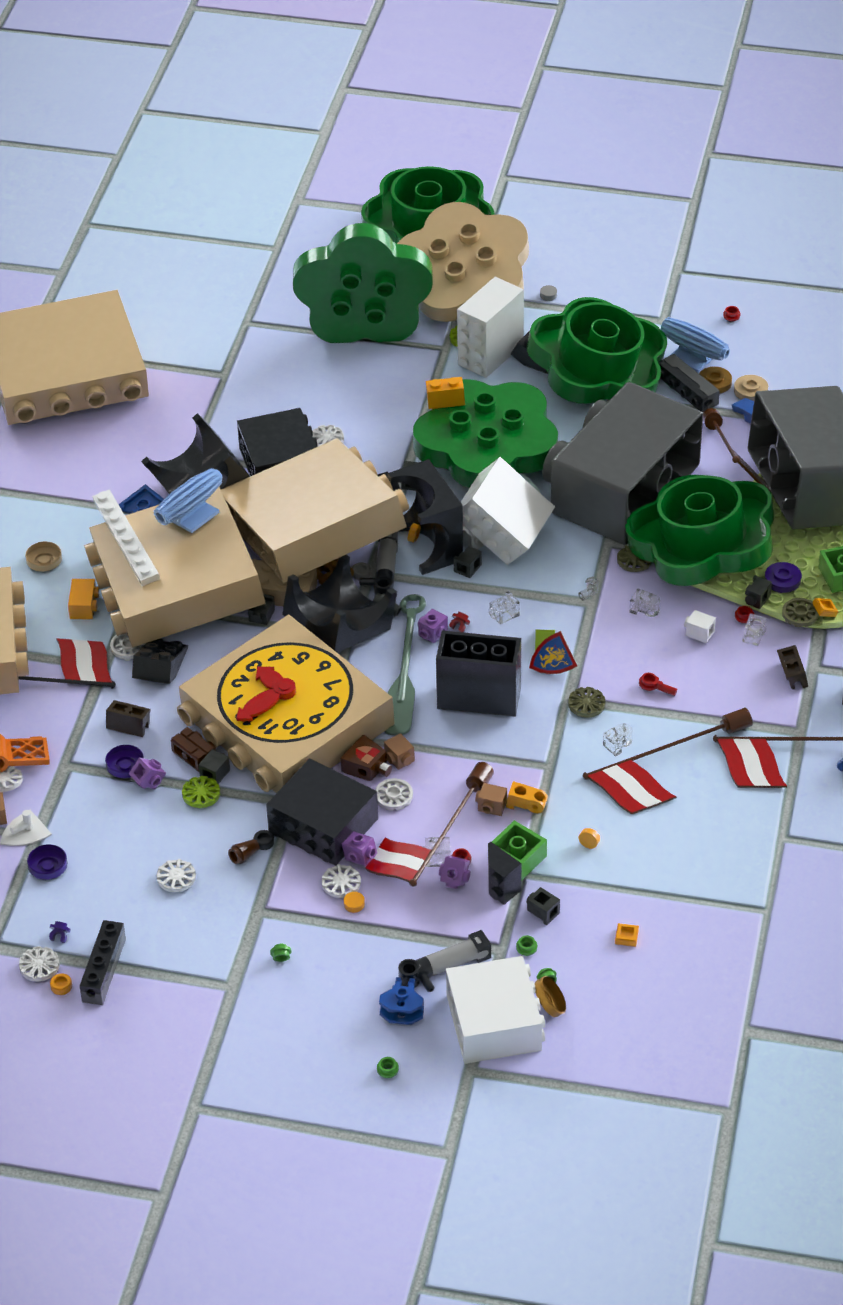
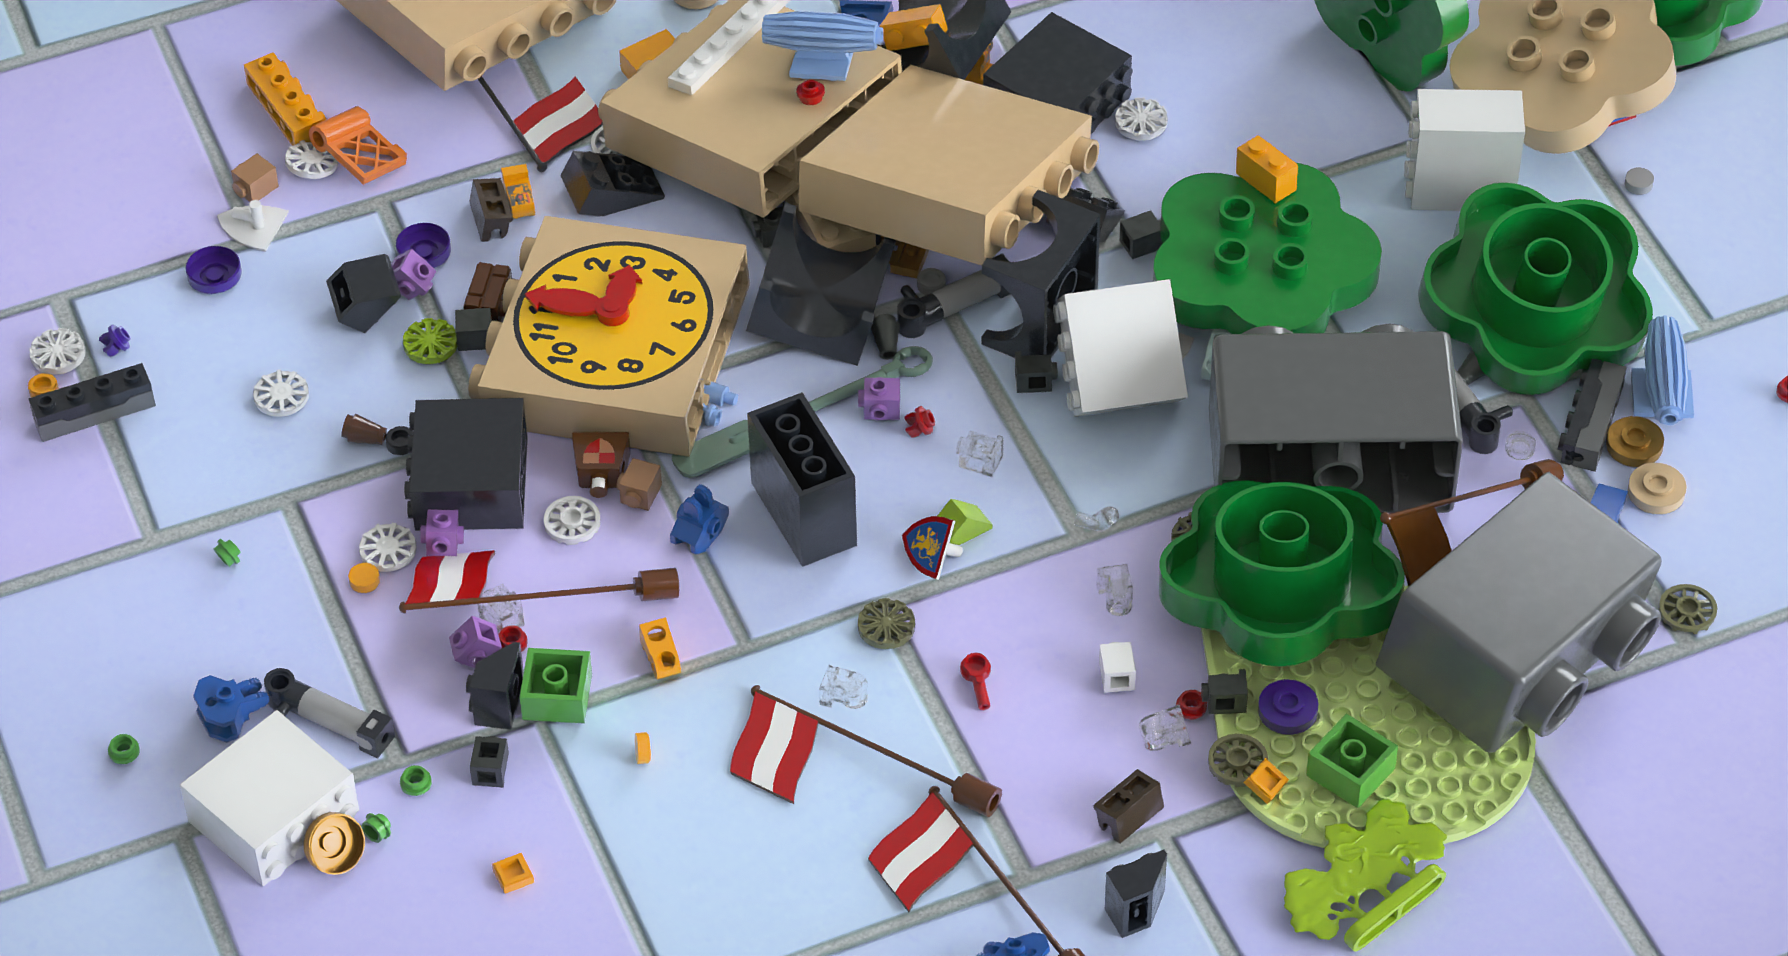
camera: 55 degrees right, 5 degrees up
(118, 694) = (518, 190): none -> light orange leg
(143, 796) = (363, 291): none -> black slope
(196, 465) = (907, 27): none -> light orange brick
(215, 528) = (810, 92): none -> red plate
(452, 736) = (699, 520): none -> blue hinge
(491, 799) = (627, 614): medium nougat brick -> none

